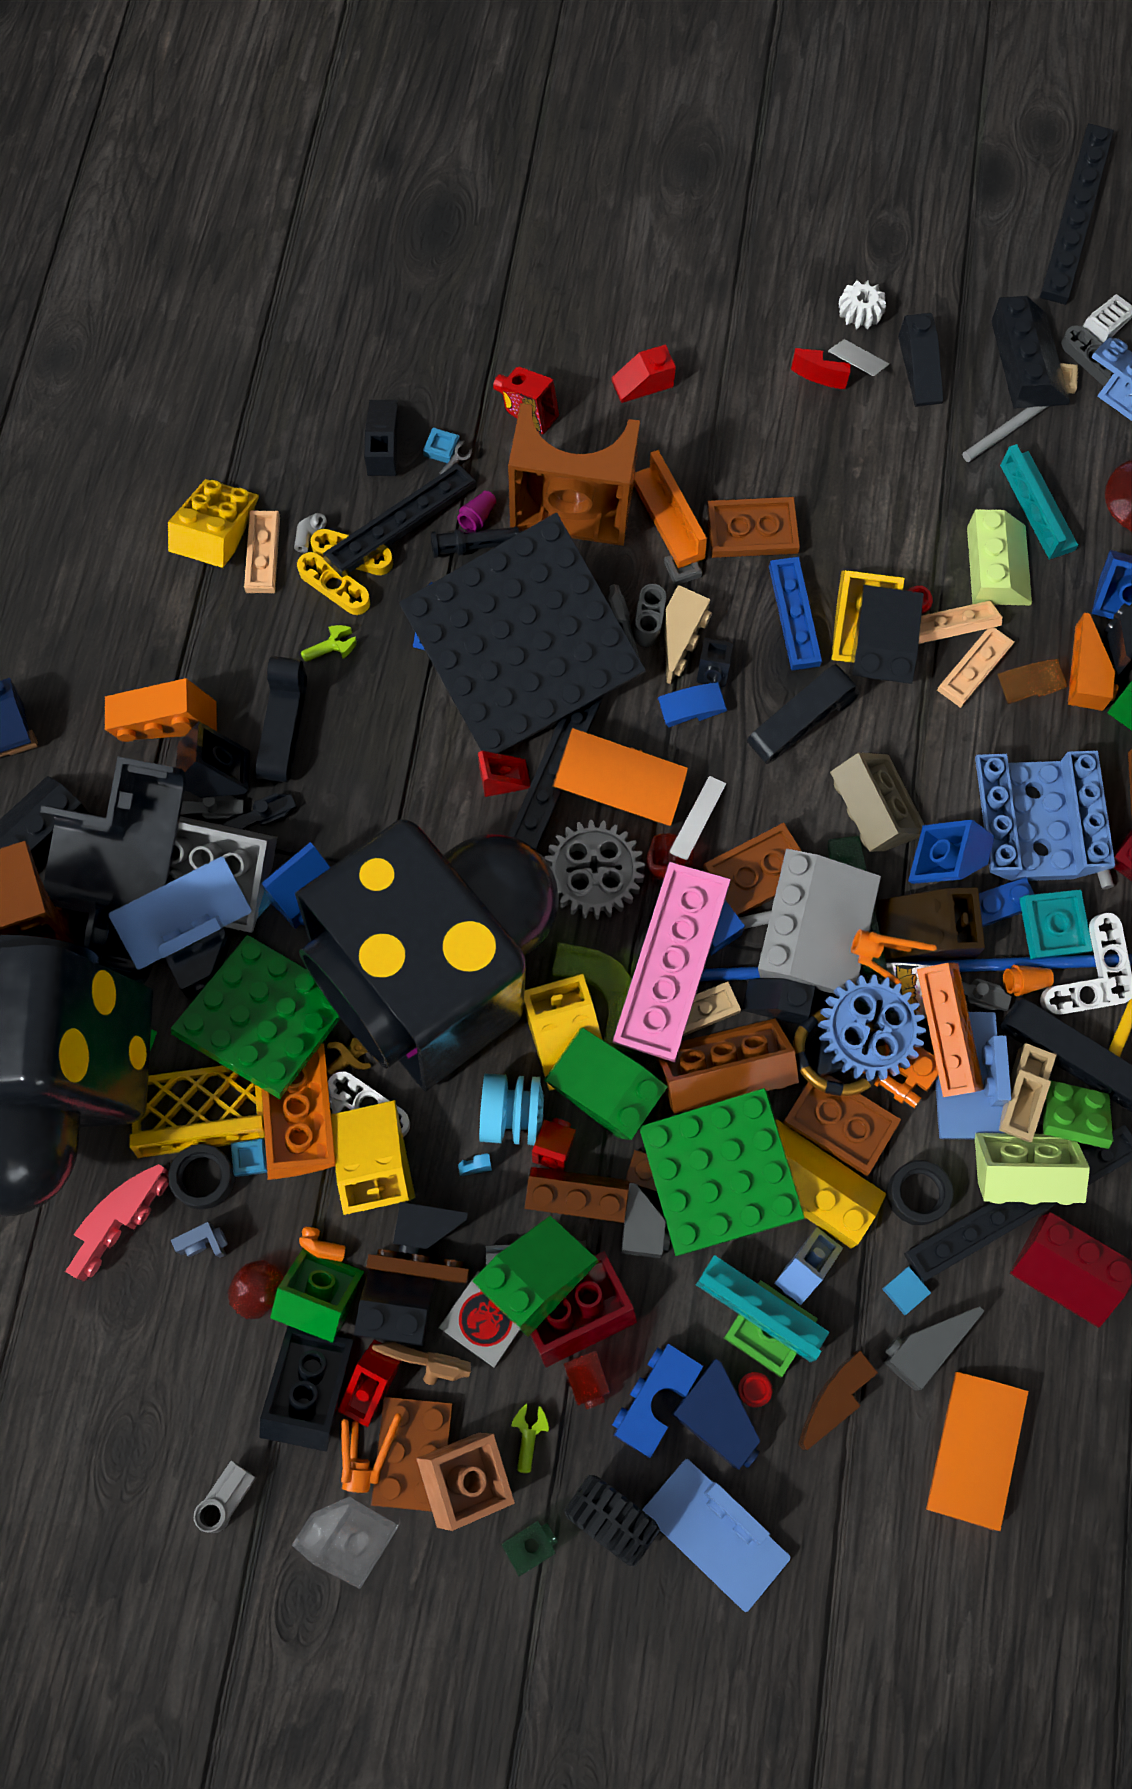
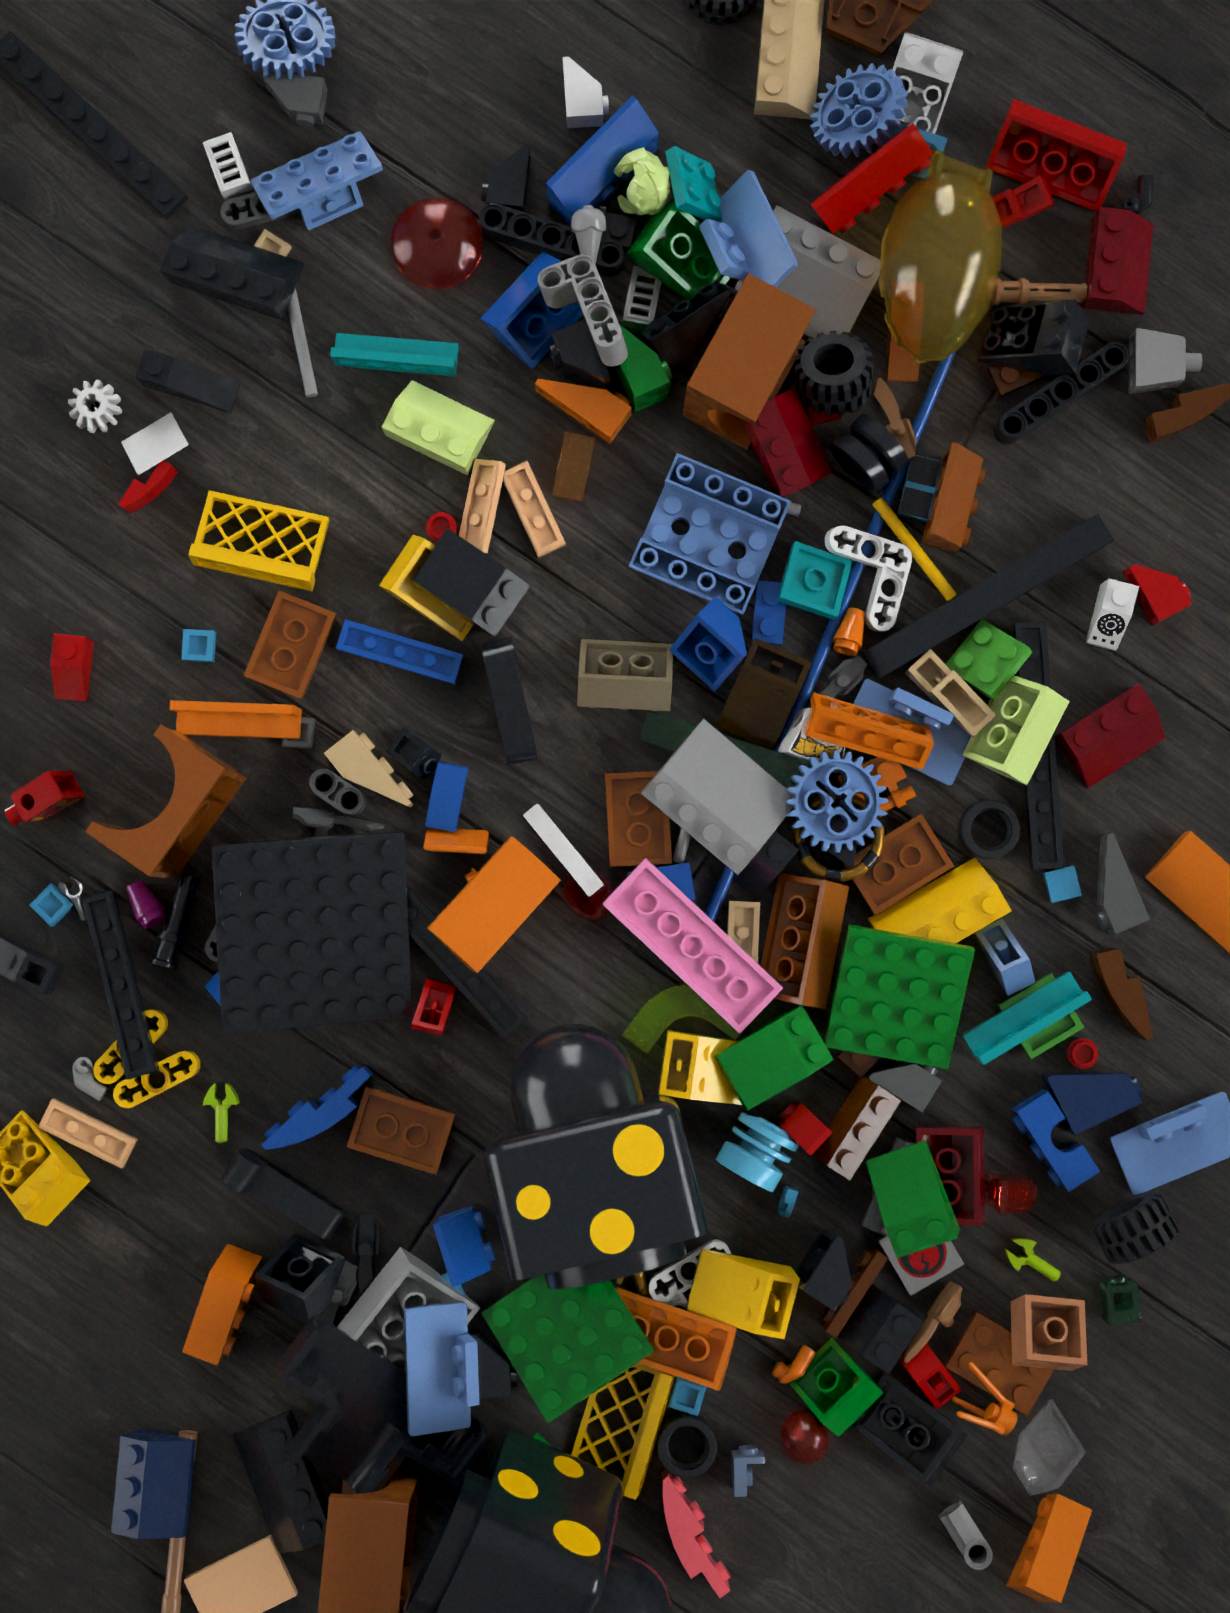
camera: 65 degrees left, 15 degrees up
(246, 1592) = (1050, 1549): none -> orange wedge
(357, 717) = (310, 1119): none -> blue slope
(379, 790) = (401, 1130): none -> dark orange plate
(596, 895) = (593, 979): light grey gear -> none
(656, 729) = (457, 842): none -> orange slope
(713, 461) = (198, 645): none -> dark azure tile
(802, 469) = (252, 565): none -> yellow fence
(871, 945) = (764, 765): orange plant -> none

